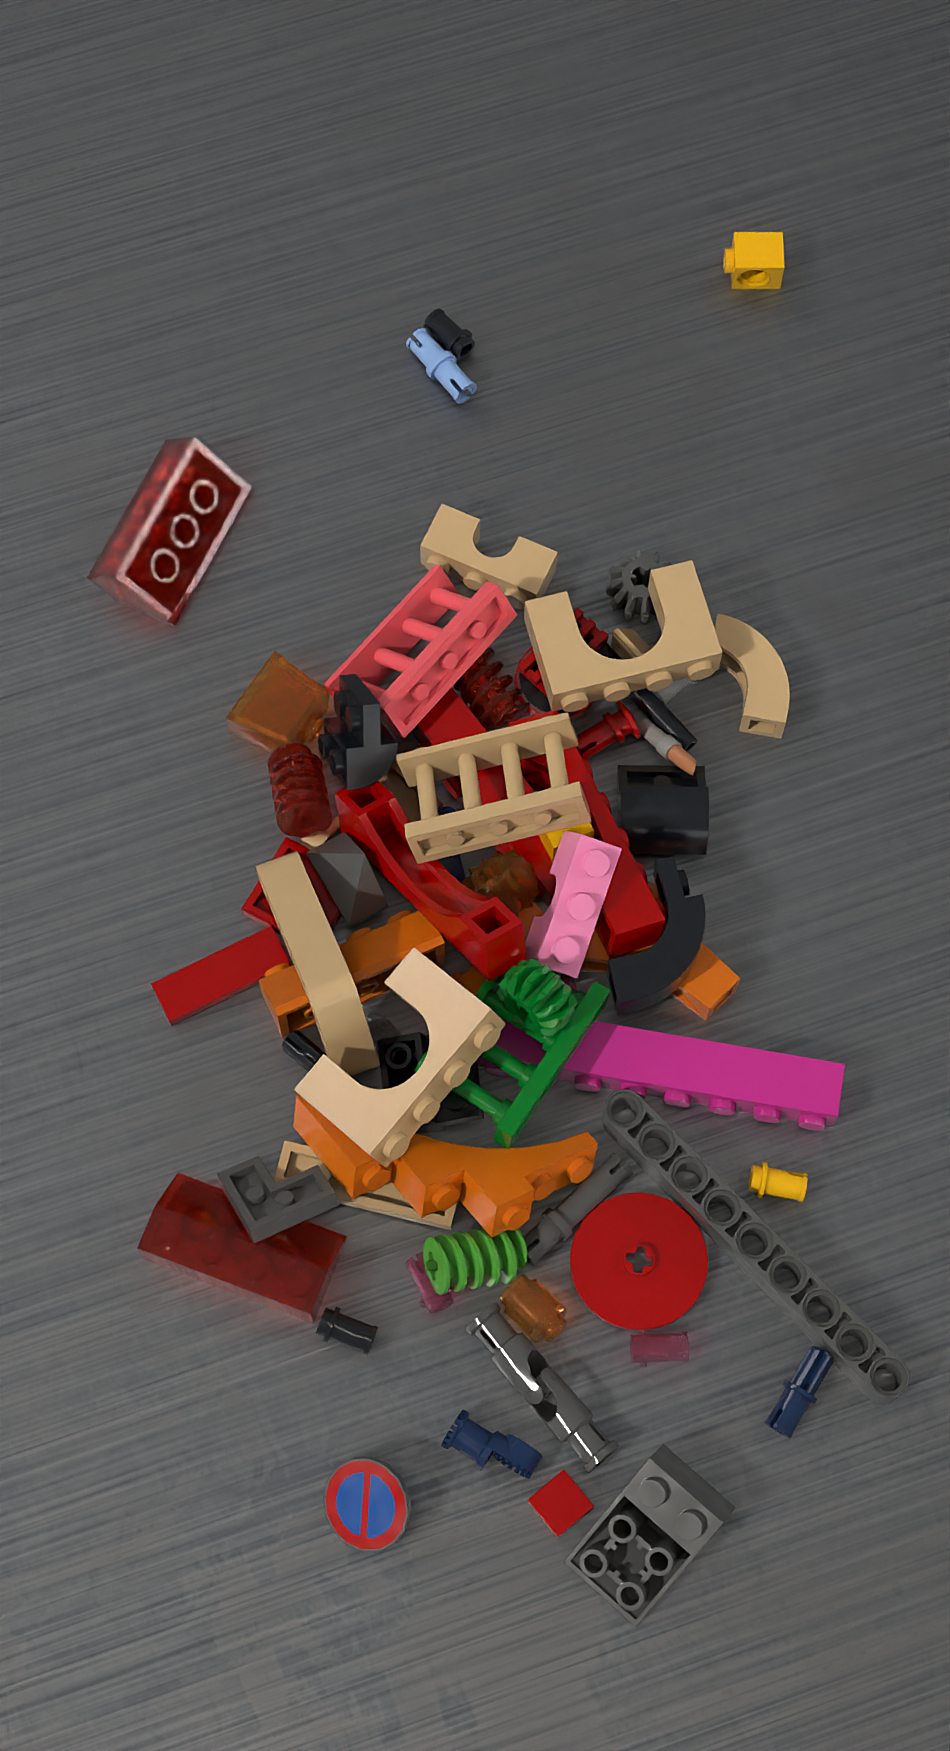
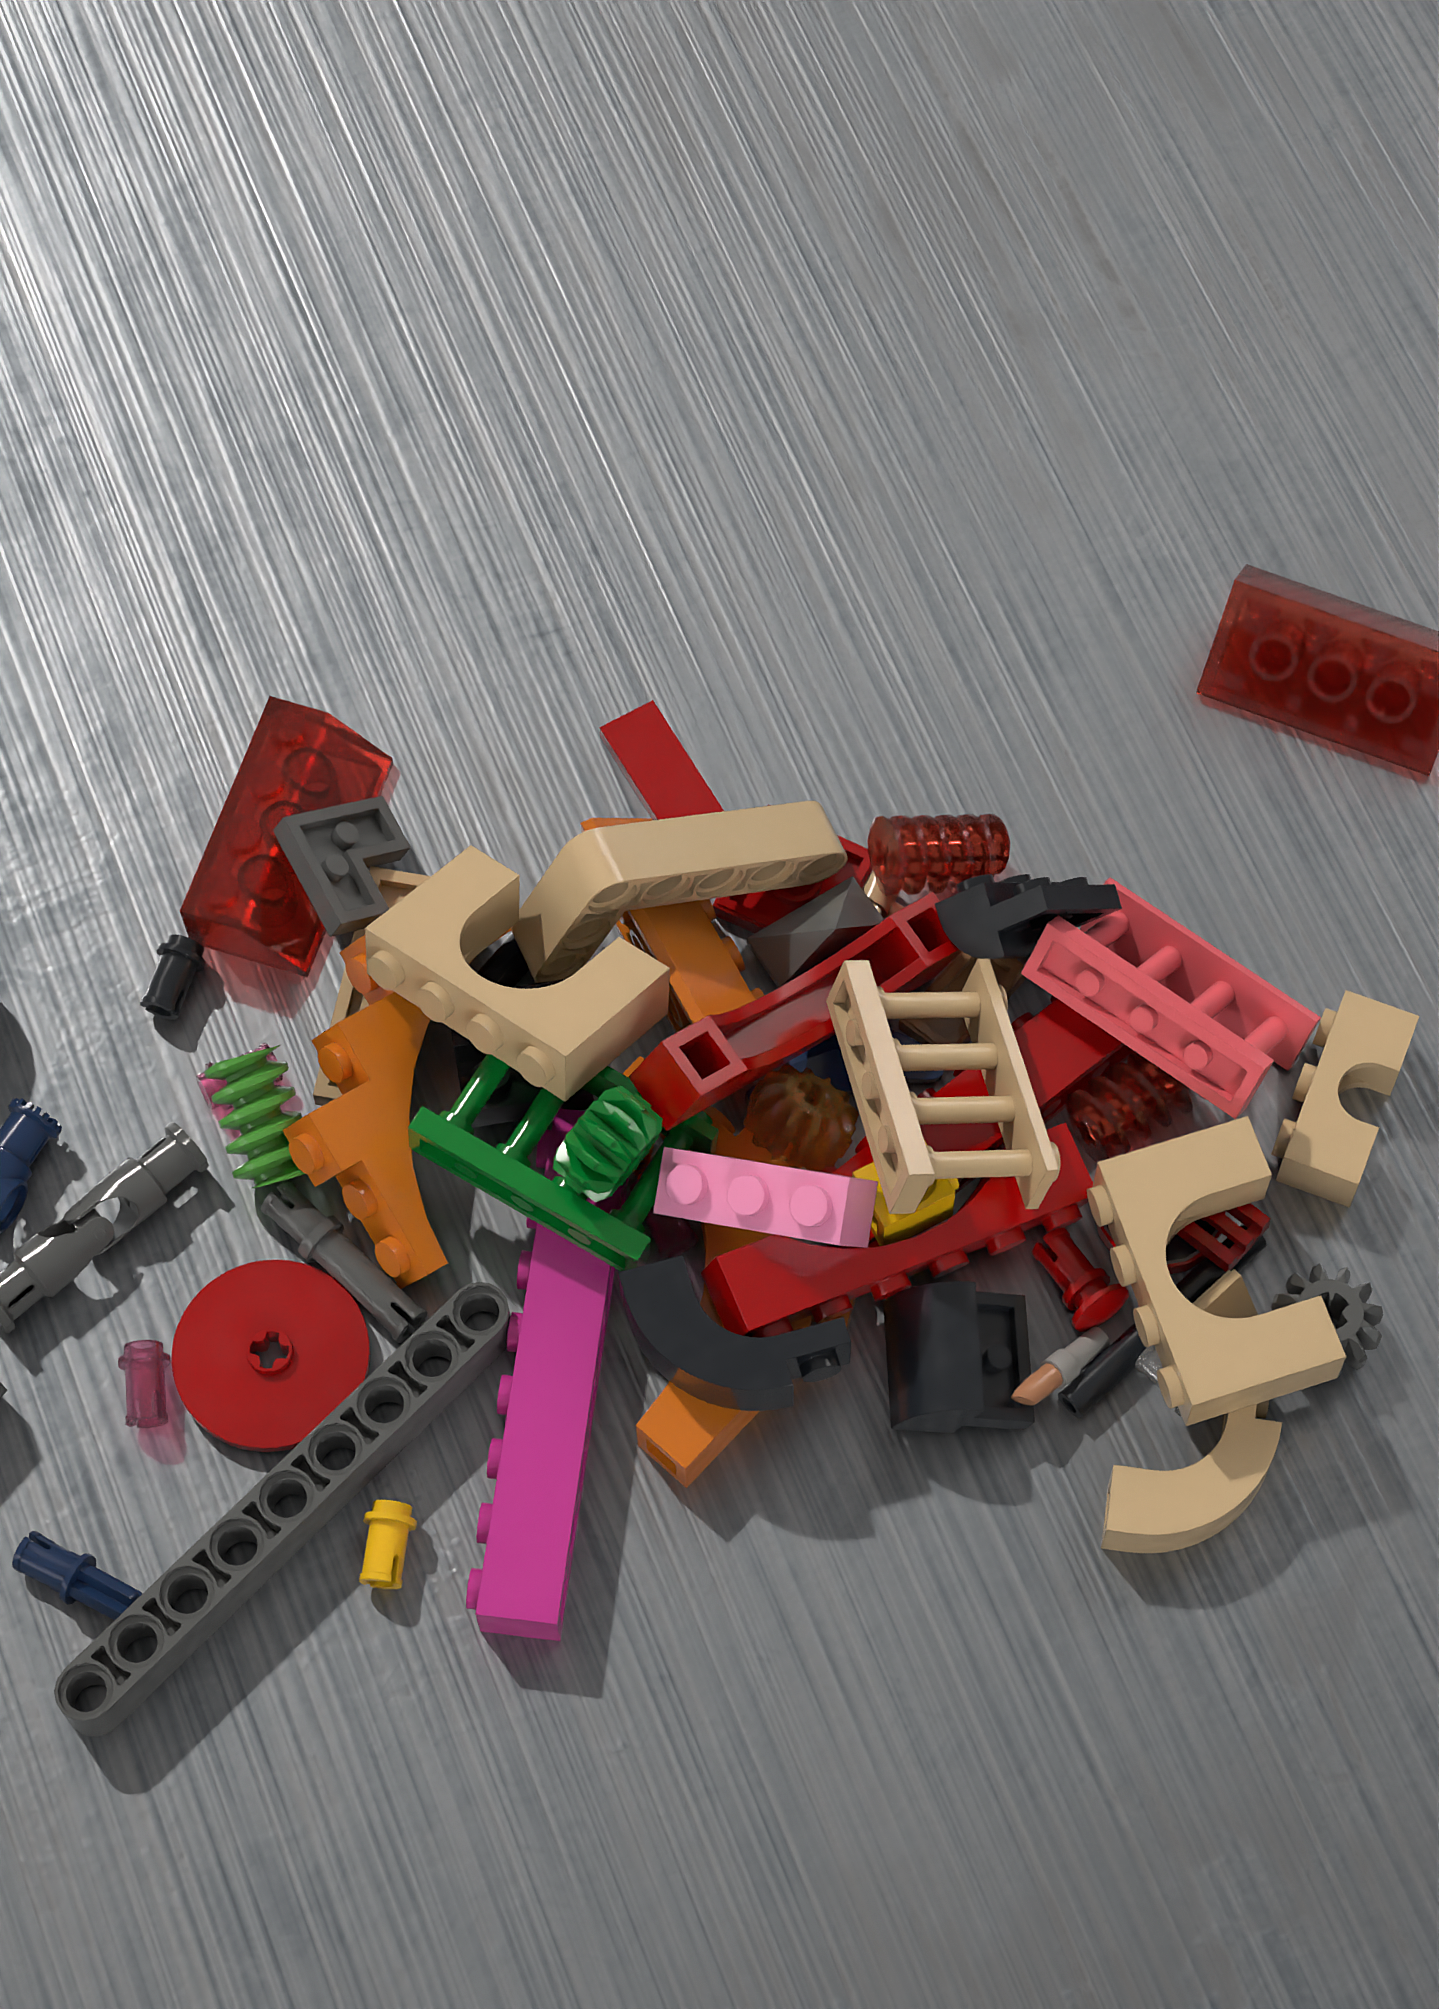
camera: 90 degrees right, 5 degrees down
(279, 707) = (1073, 824): clear orange torso -> none
(534, 1309) = (199, 1212): clear orange brick -> none

